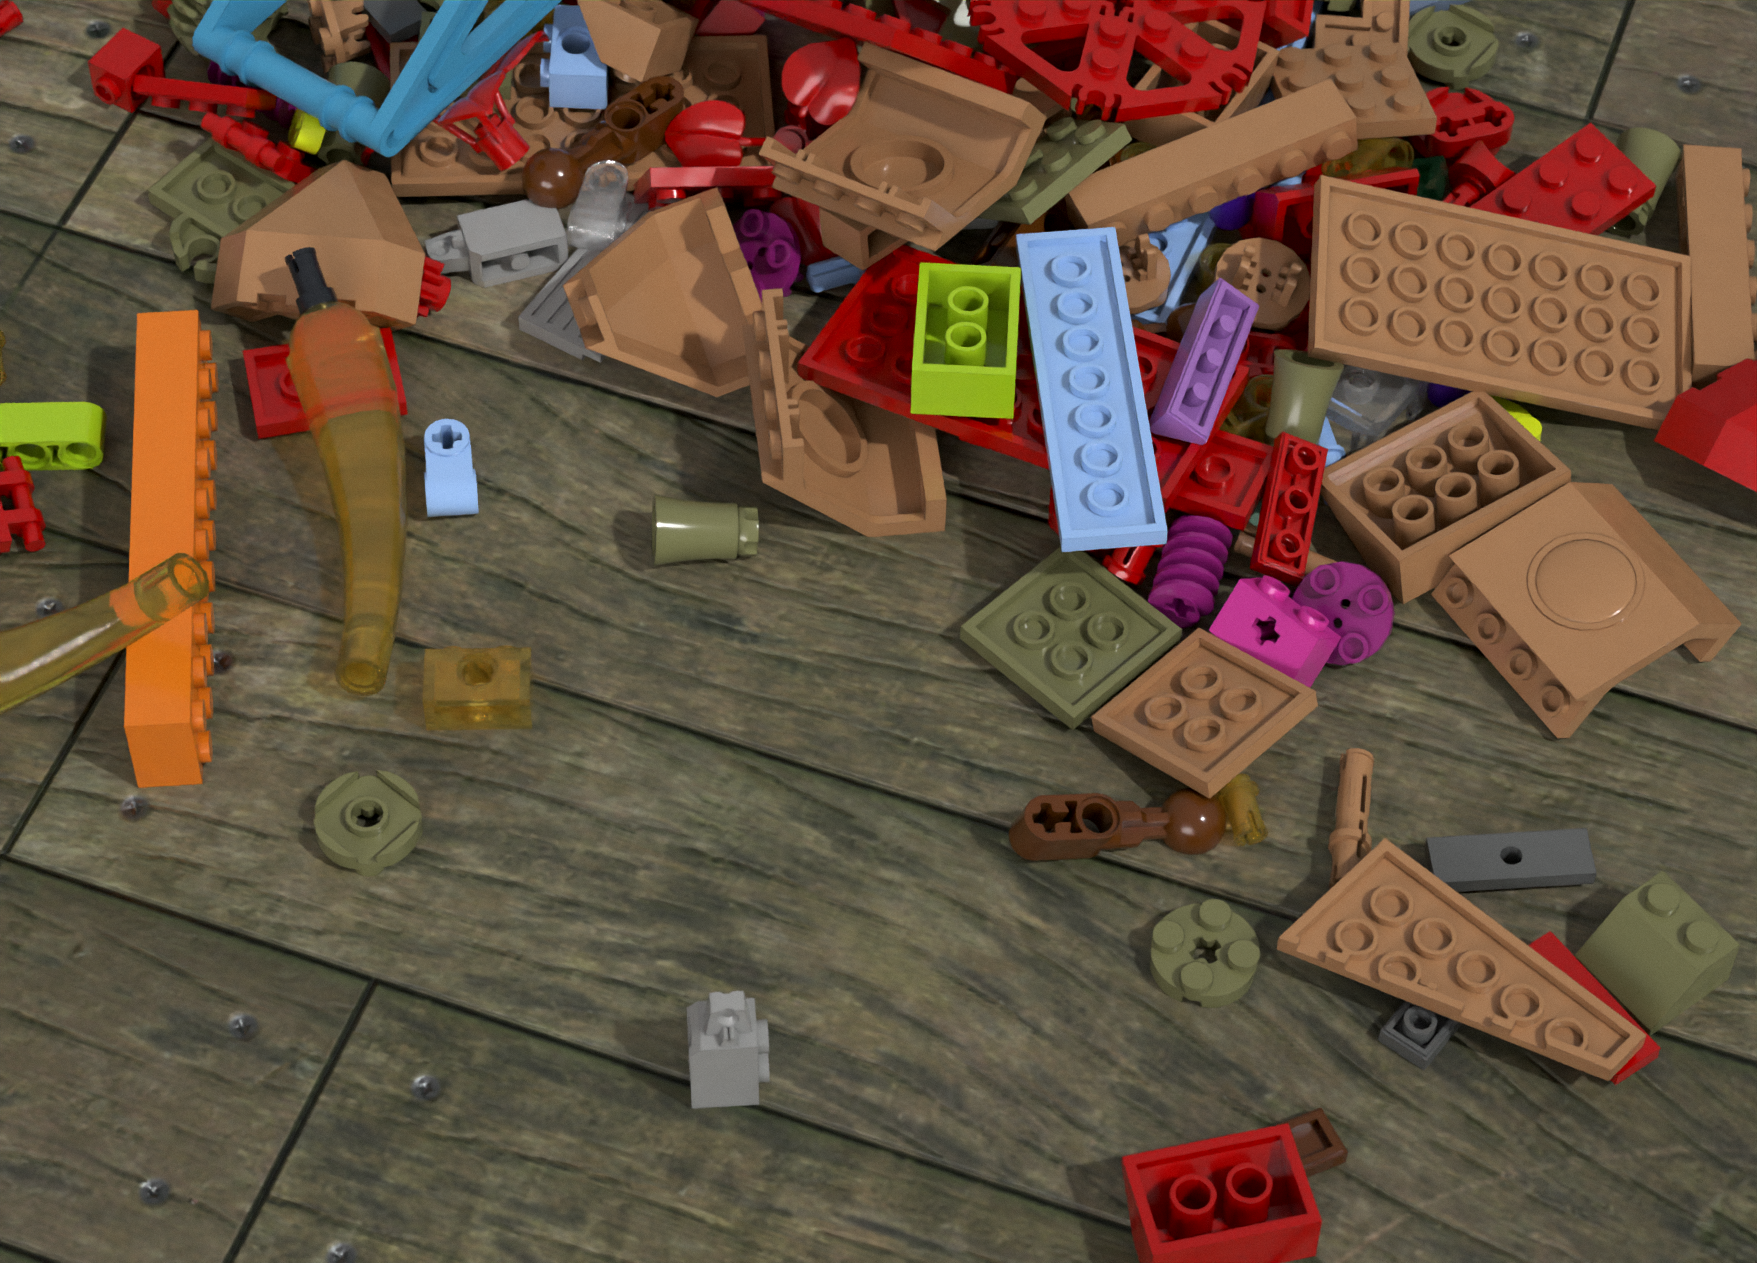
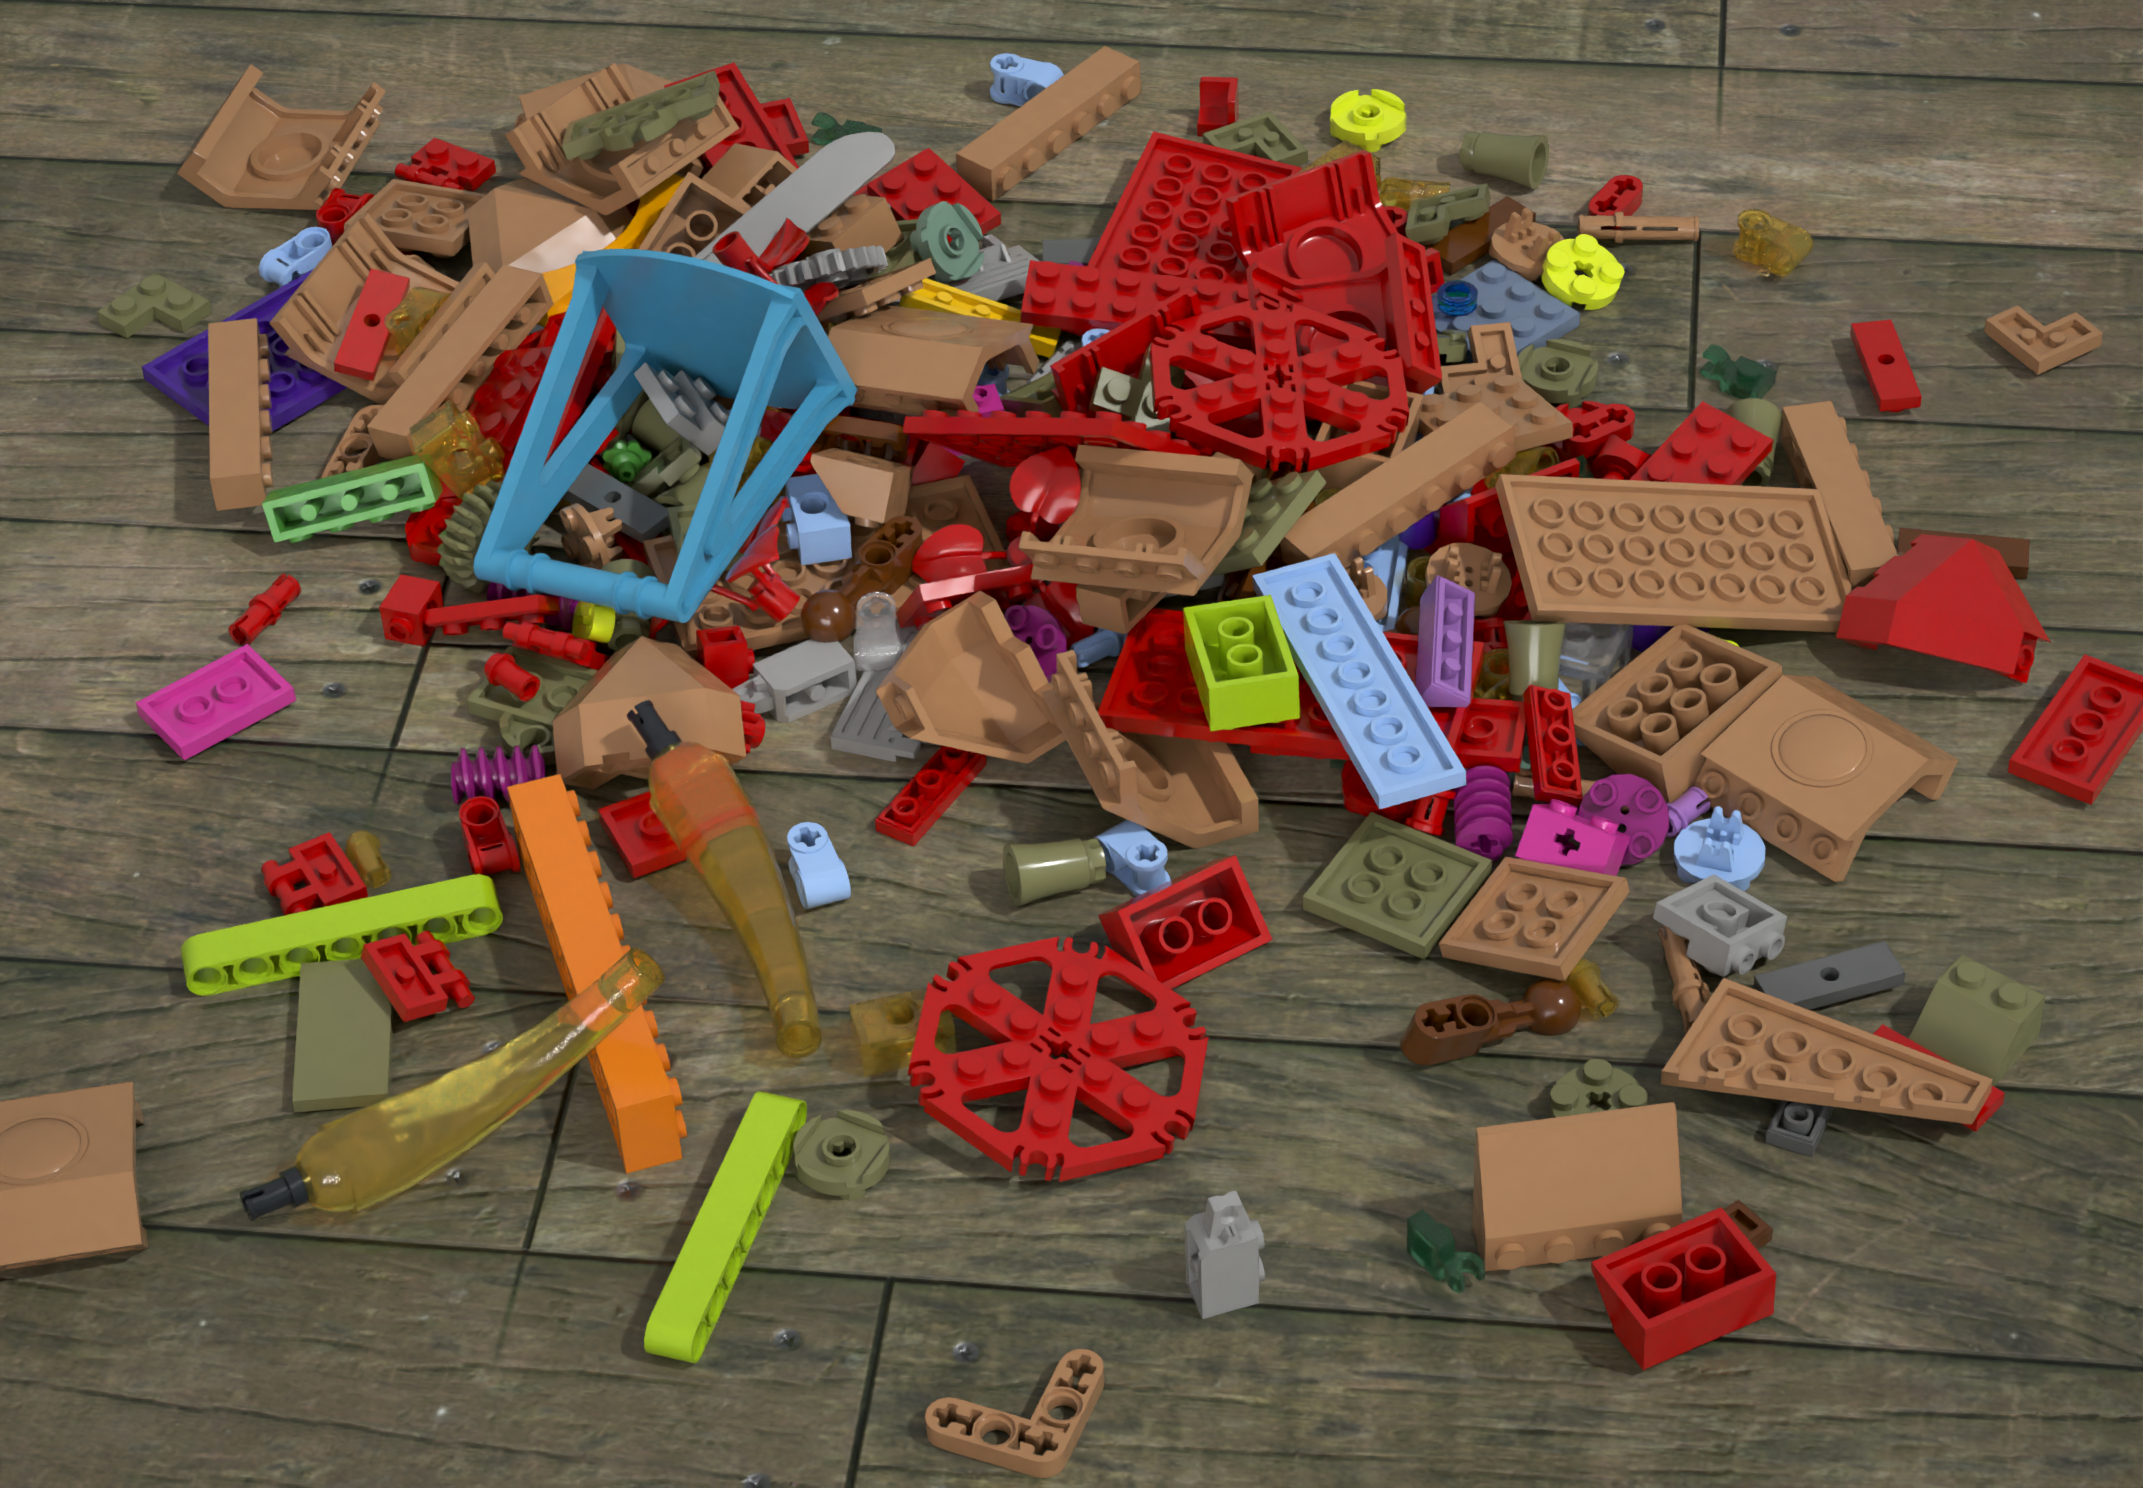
camera: 10 degrees left, 10 degrees down
(112, 357) = (486, 837): none -> red piece
(148, 287) = (494, 773): none -> magenta piece
(193, 167) = (503, 671): none -> red pin
(213, 882) = (725, 1228): none -> lime beam
(431, 200) = (725, 654): none -> red brick
(466, 1206) = (1037, 1432): none -> medium nougat beam
(600, 411) = (929, 794): none -> red tile
(615, 792) = (1025, 1062): none -> red plate
(795, 540) = (1134, 857): none -> light blue piece
(823, 633) = (1188, 923): none -> red slope
(965, 1086) = (1434, 1249): none -> clear green plate
(1135, 1061) = (1575, 1185): none -> medium nougat slope
(1409, 769) = (1723, 925): none -> light grey plate
(1417, 614) = (1685, 810): none -> medium lavender pin
(1431, 692) = (1721, 849): none -> light blue plate
(1654, 95) = (1739, 378): none -> clear green plate

